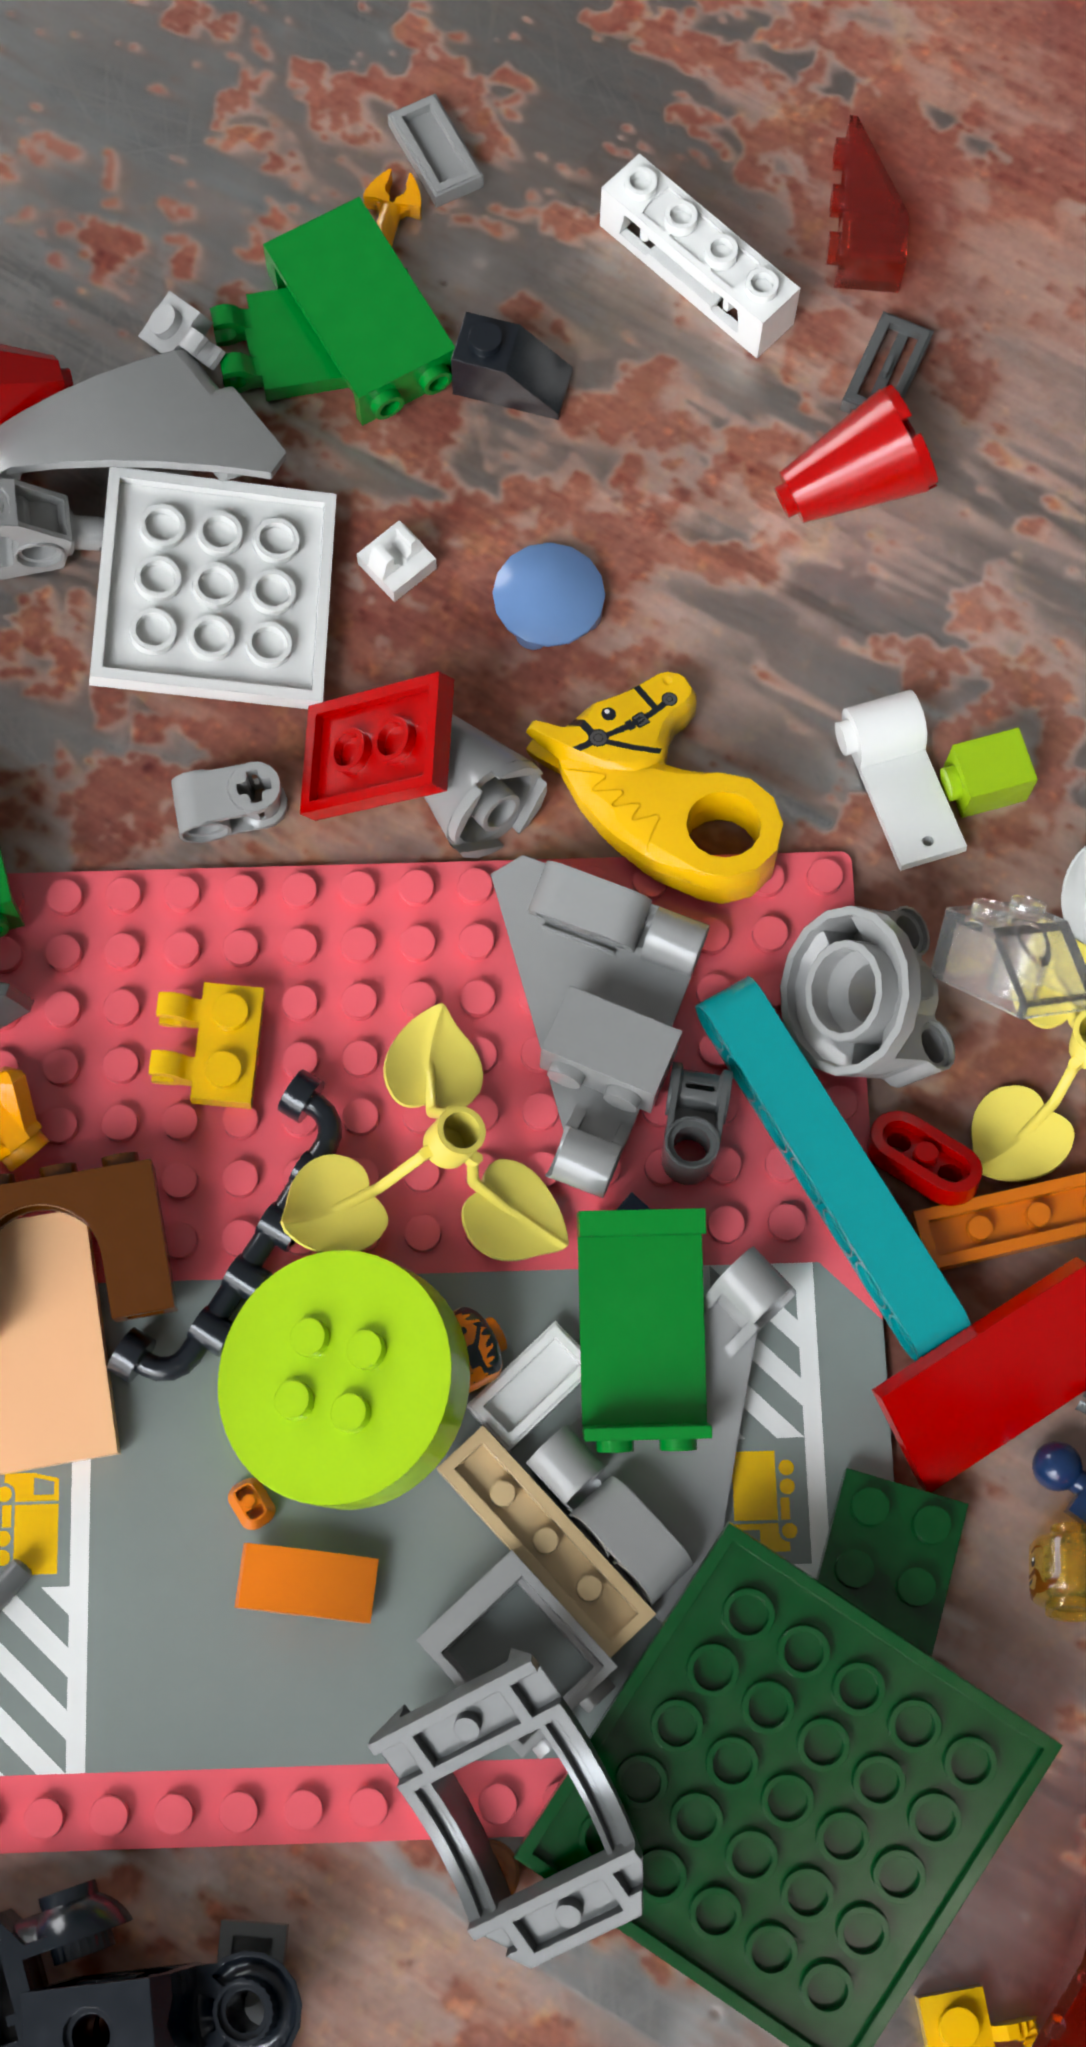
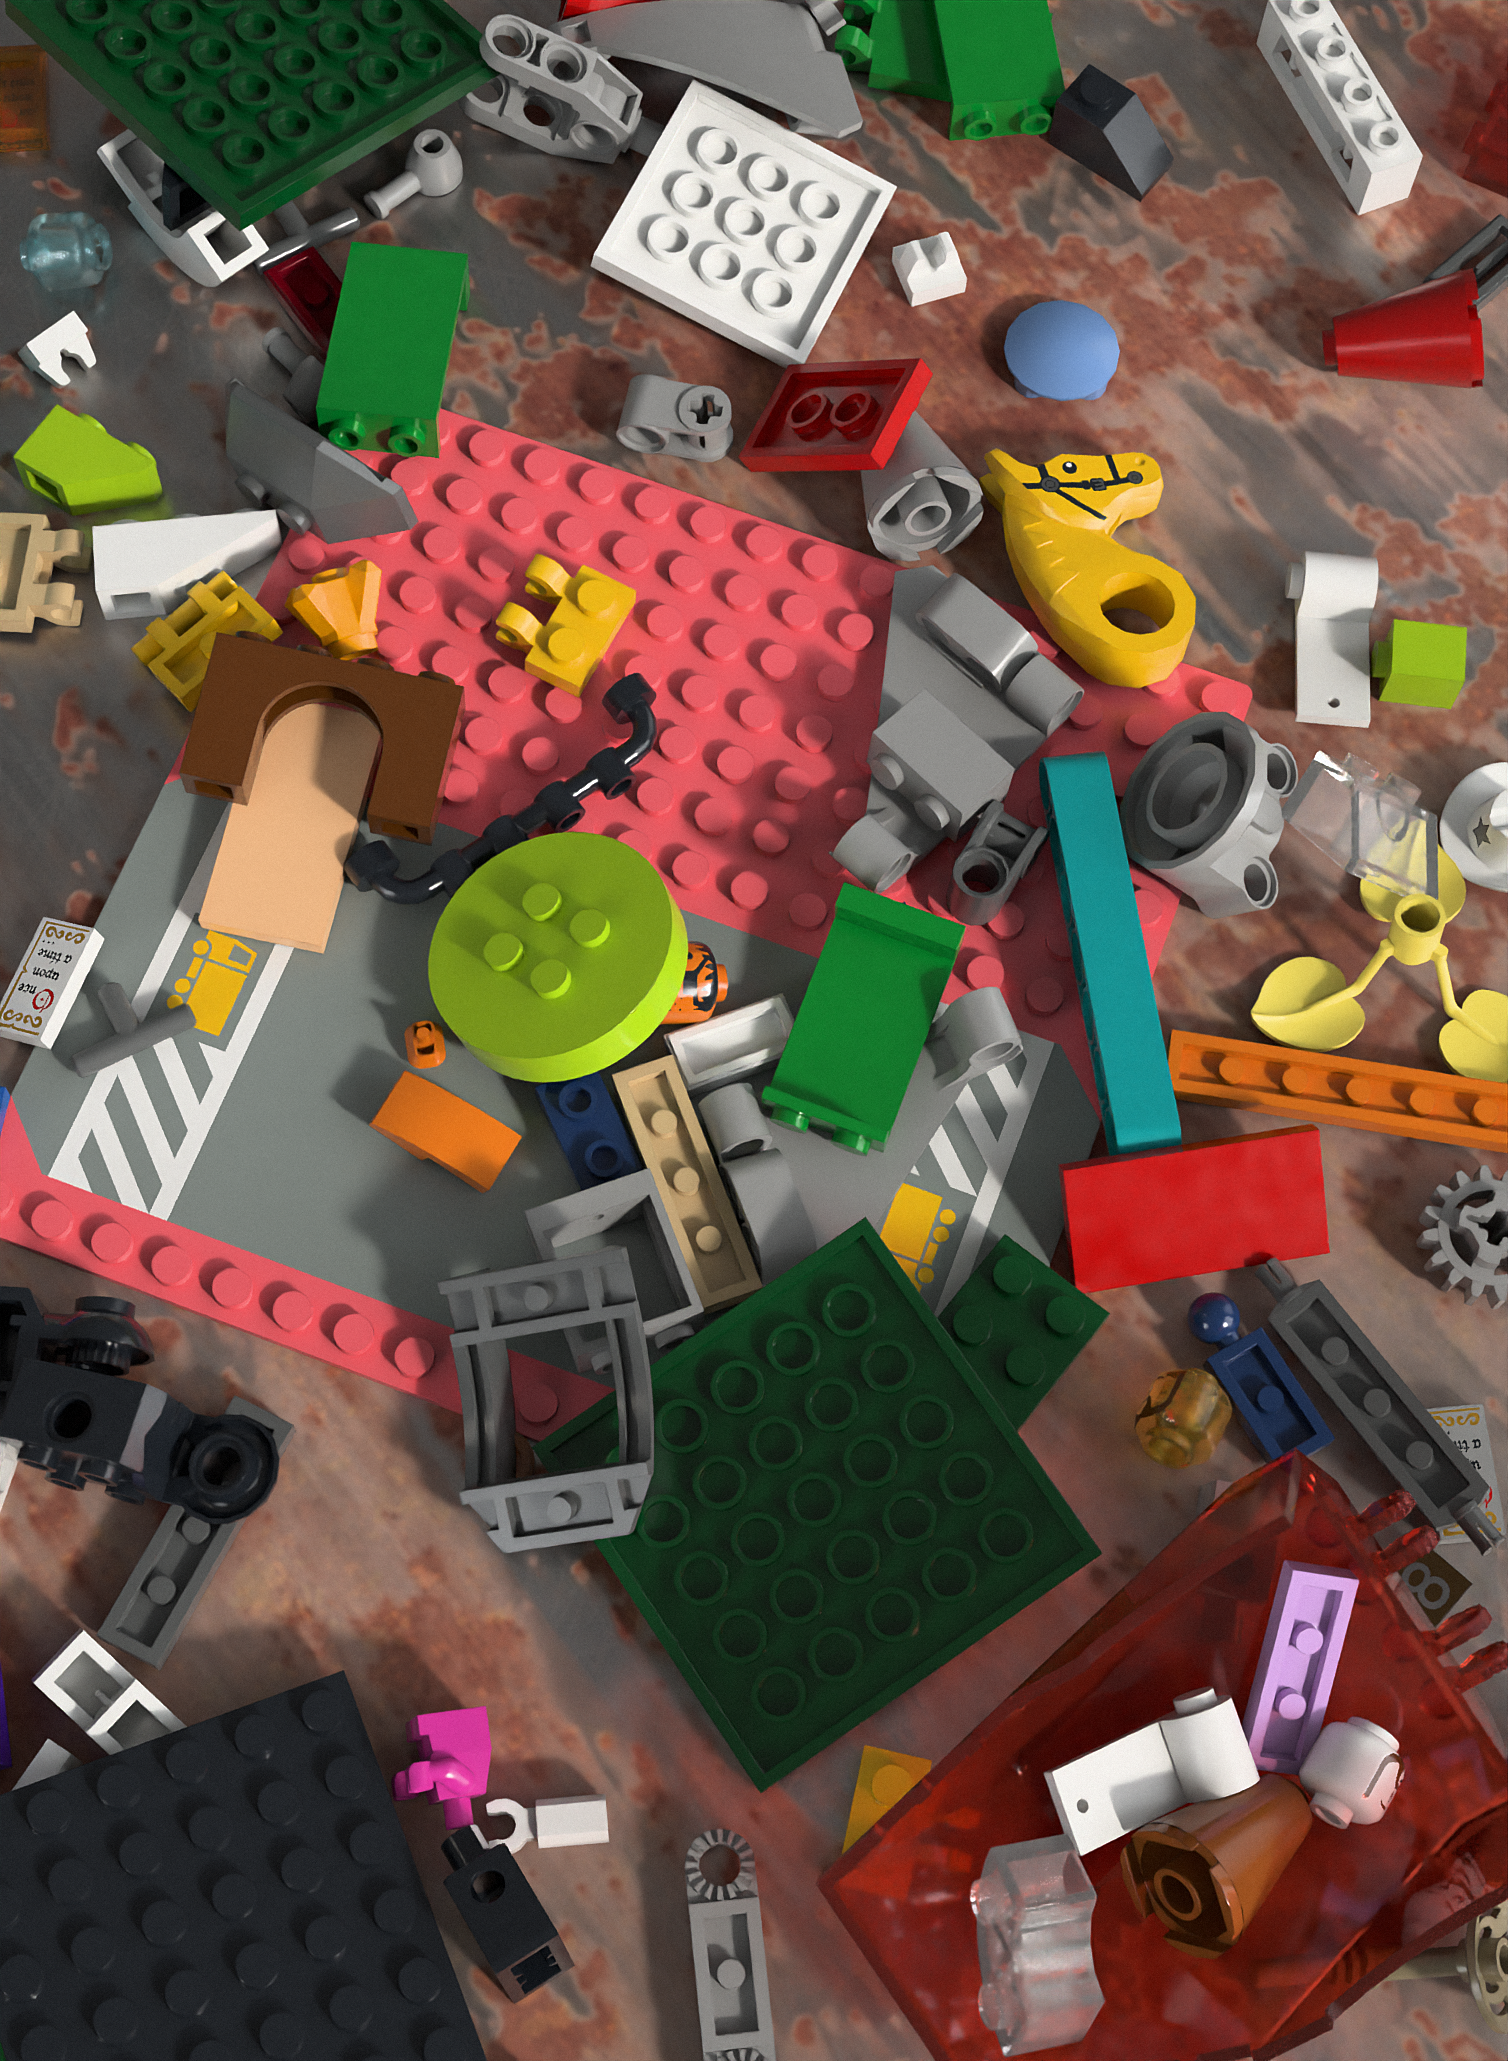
camera: 20 degrees right, 5 degrees down
(439, 1069) = (771, 730): light yellow plant -> none
(442, 1534) = (588, 1130): none -> dark blue plate
(926, 1158) = (1204, 986): red plate -> none

